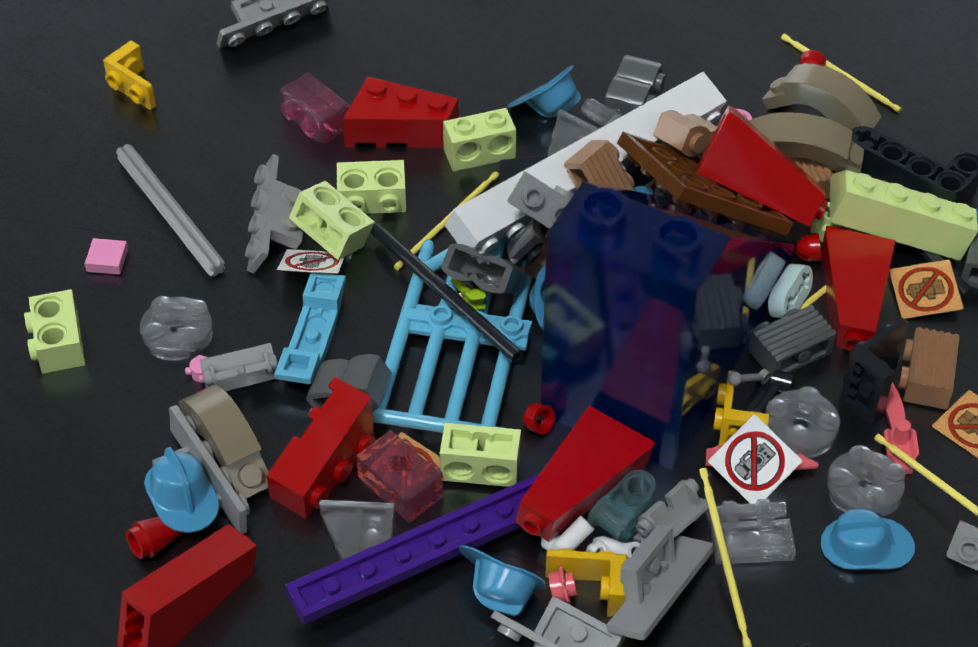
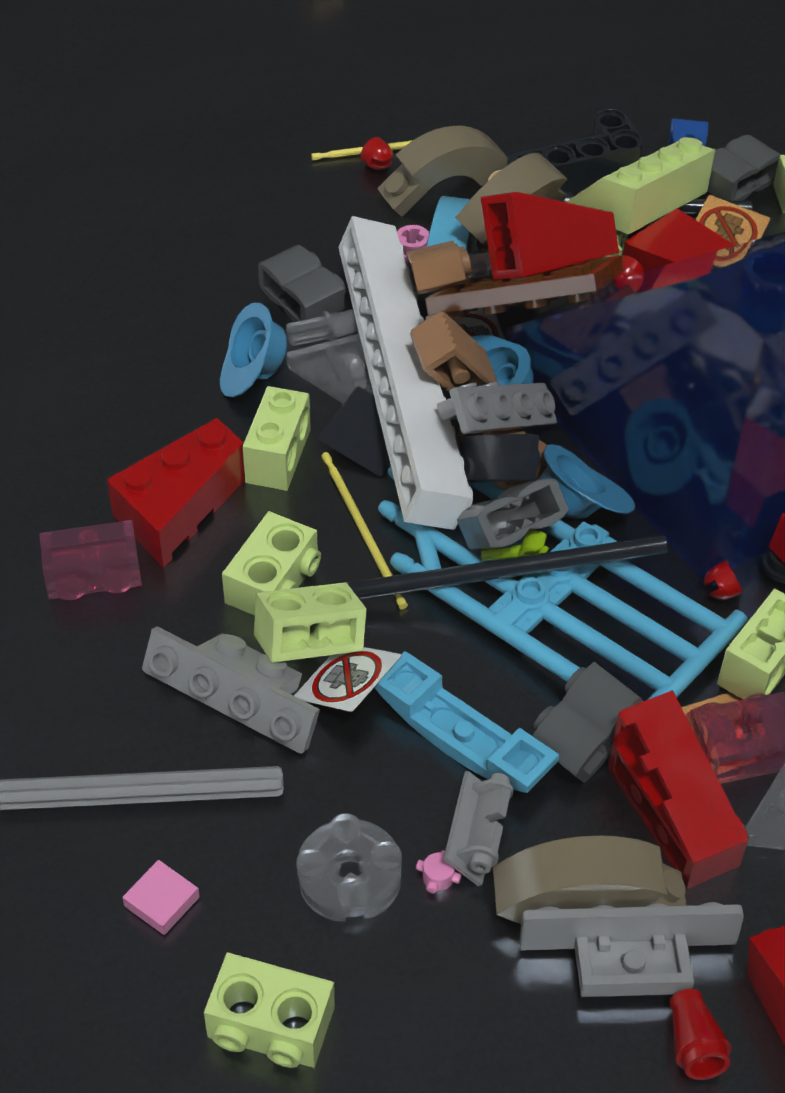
camera: 60 degrees left, 0 degrees up
(181, 492) = (659, 971): dark azure piece -> none

